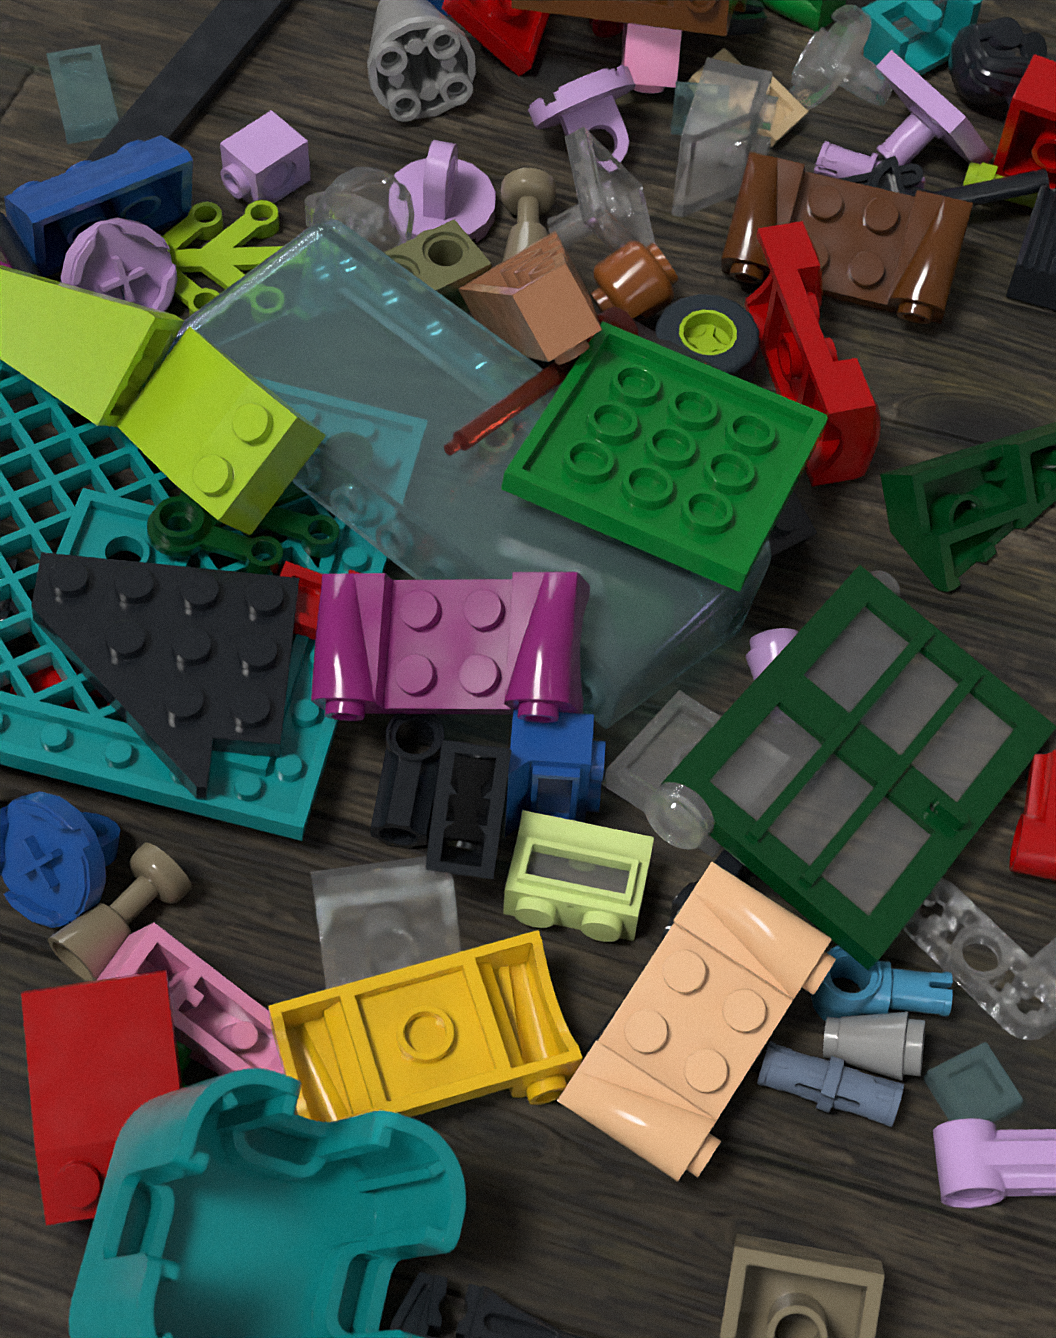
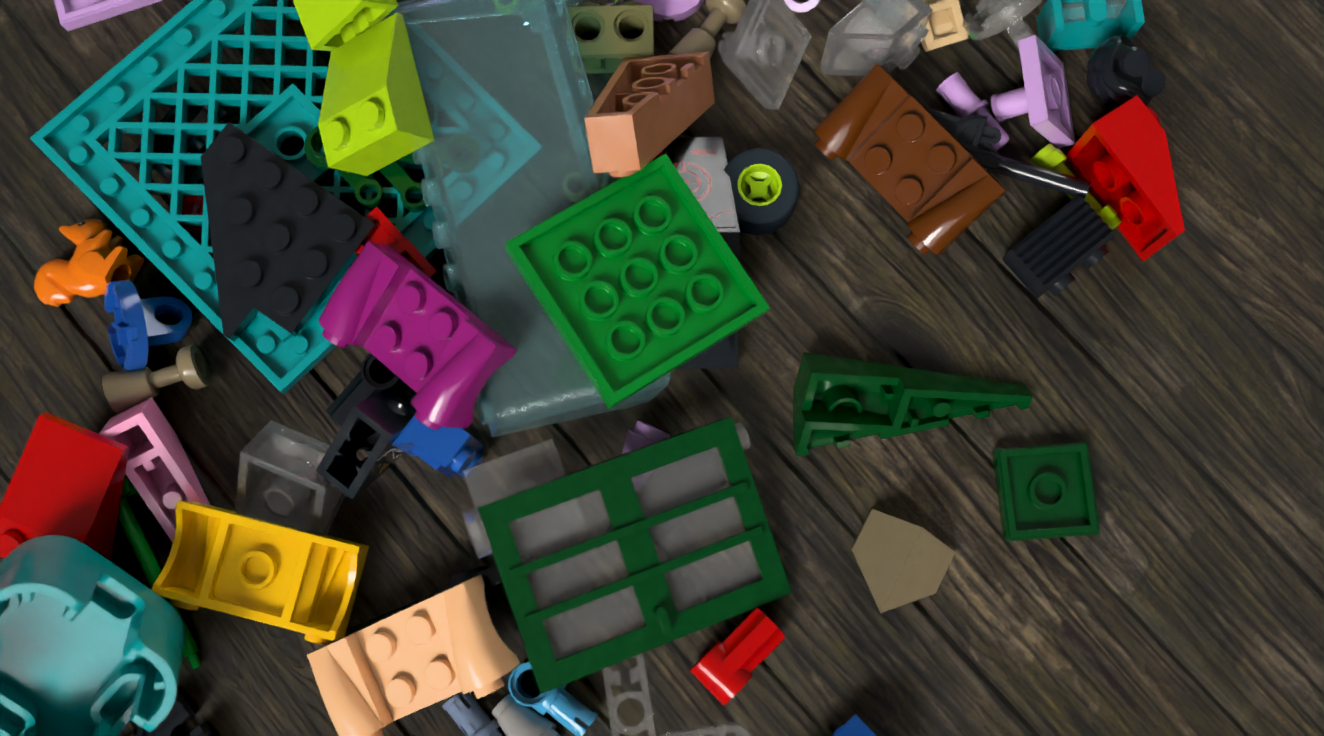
camera: 40 degrees right, 20 degrees up
(527, 393) = (677, 153): clear red piece -> none
(577, 876) = (421, 517): yellowish green window -> none
(635, 281) = (742, 116): dark orange head -> none
(805, 362) = (832, 192): red piece -> none

